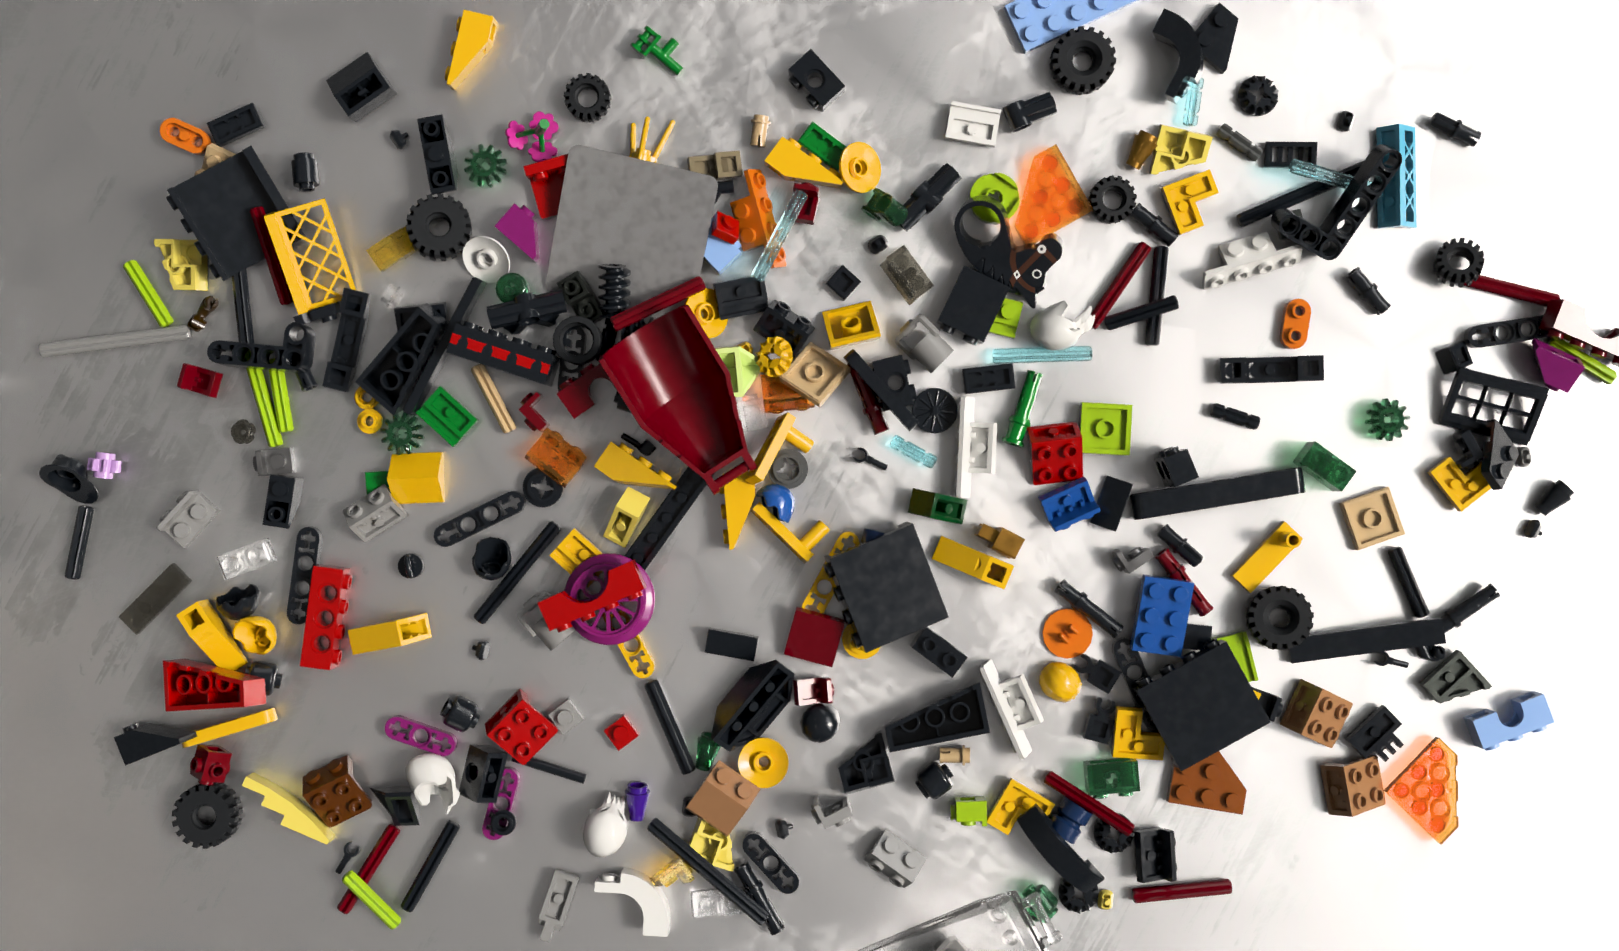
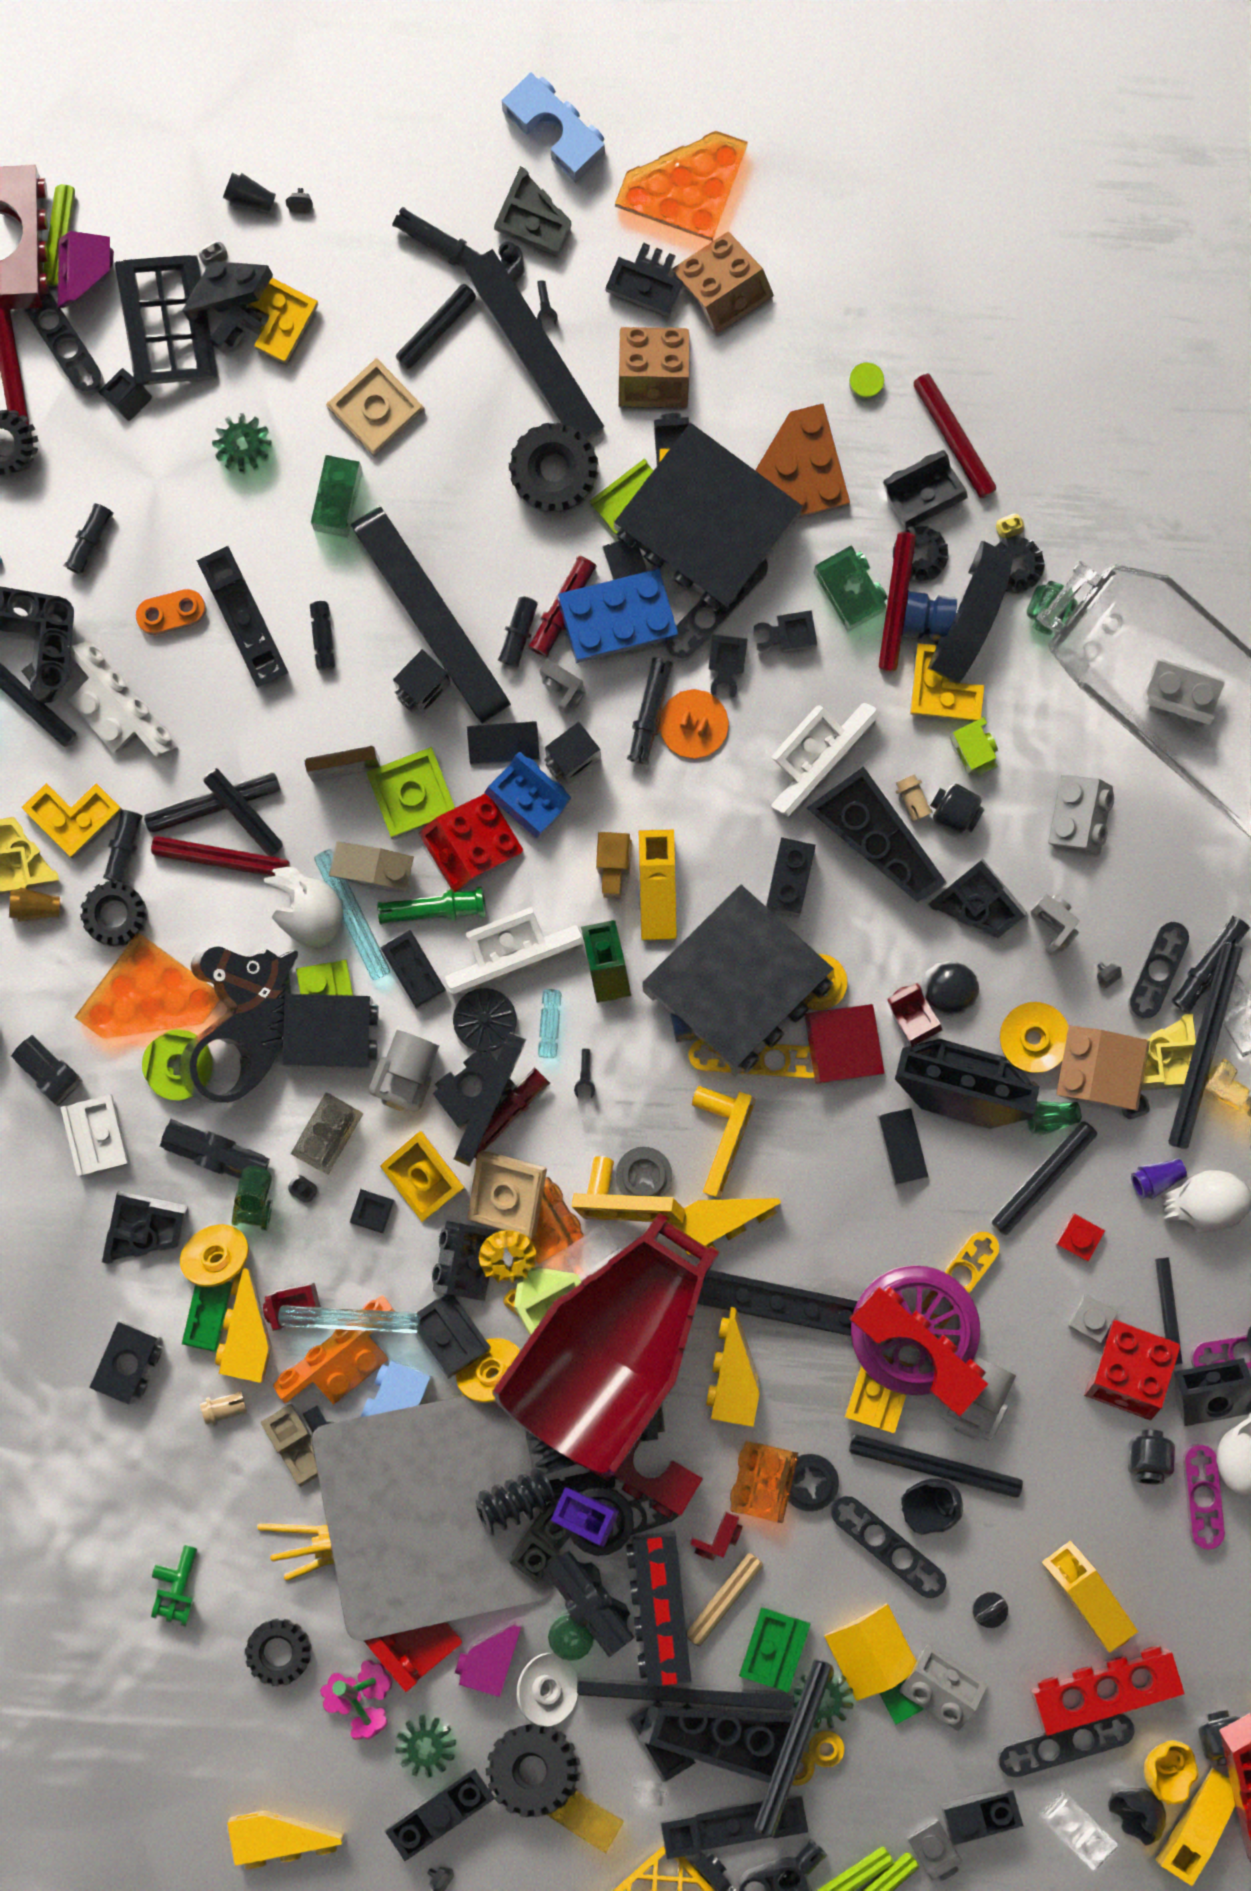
camera: 115 degrees left, 5 degrees down
(376, 399) = (793, 1748): none -> black axle
(482, 650) = (1056, 1467): black rock -> none
(582, 331) = (585, 1516): none -> dark purple slope
(626, 517) = (799, 1355): light yellow slope -> none
(645, 448) = (698, 1370): black hand -> none
(657, 303) = (506, 1437): dark red axle -> none
(725, 227) = (369, 1393): red plate -> none
(779, 499) = (688, 1166): blue hair -> none
(899, 130) = (142, 1226): none -> black slope
(1060, 682) = (759, 706): yellow hair -> none
(1068, 380) = (371, 866): none -> dark tan slope
(1084, 544) = (571, 753): none -> black brick
(1130, 741) = (794, 584): yellow plate -> none
(1145, 391) = (342, 763): none -> dark brown tile
(1244, 849) = (866, 380): none -> lime tile
(1266, 556) = (483, 516): yellow piece -> none

